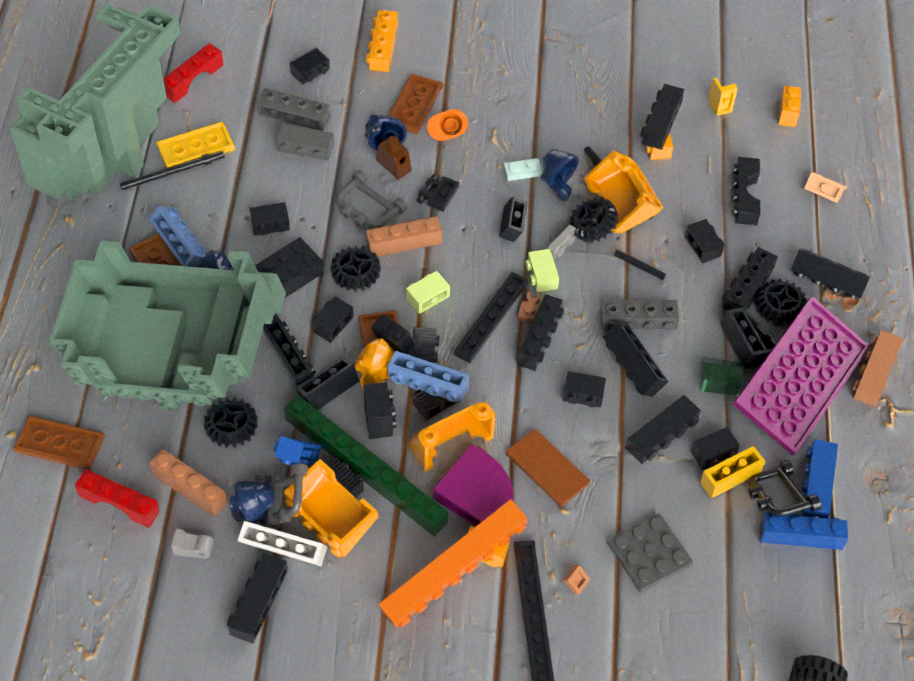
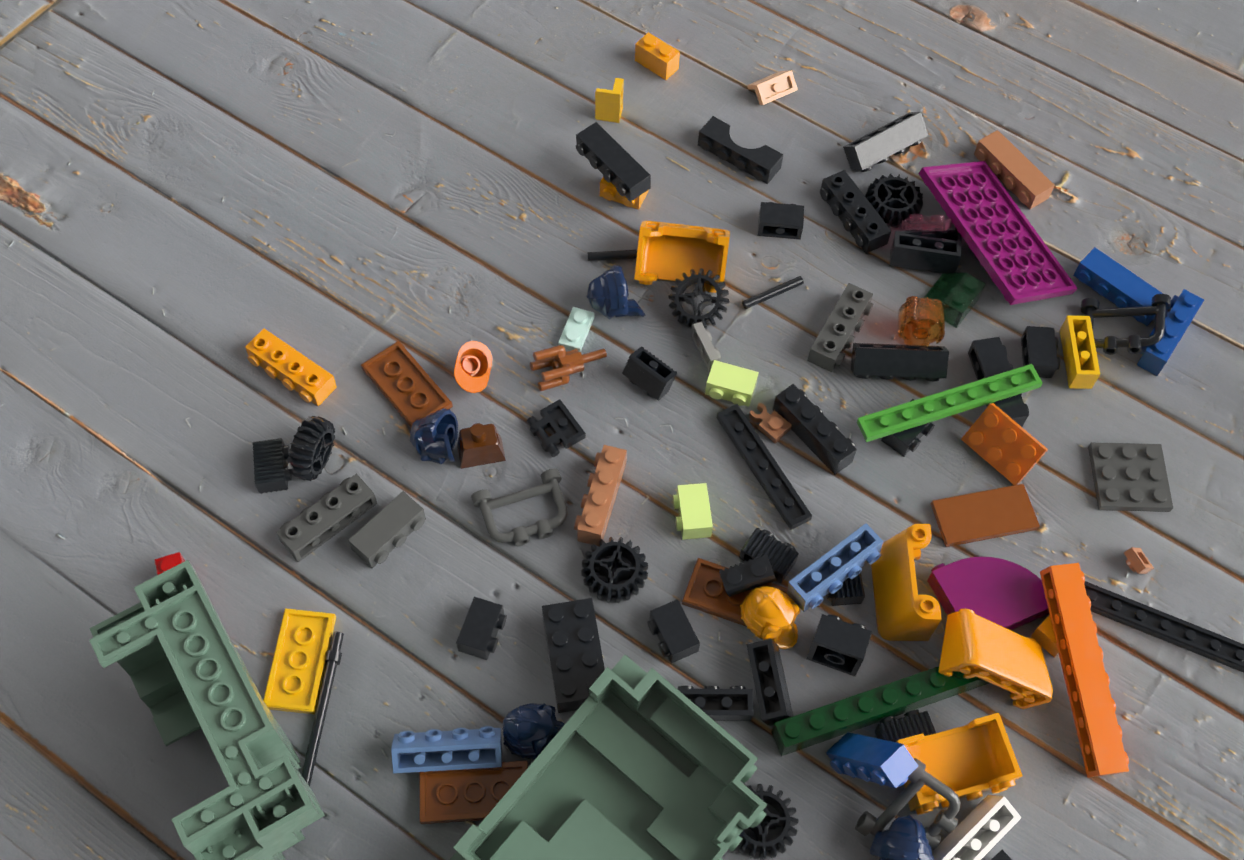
camera: 60 degrees left, 5 degrees up
(331, 75) = (311, 448): none -> black gear
(425, 503) = (997, 656): none -> light orange windscreen
(487, 172) = (563, 364): none -> dark orange plant
(610, 451) = (1004, 444): none -> orange plate
(616, 398) = (949, 402): none -> bright green plate
(678, 358) = (921, 321): none -> clear orange brick
(767, 323) = (924, 222): none -> clear pink wing

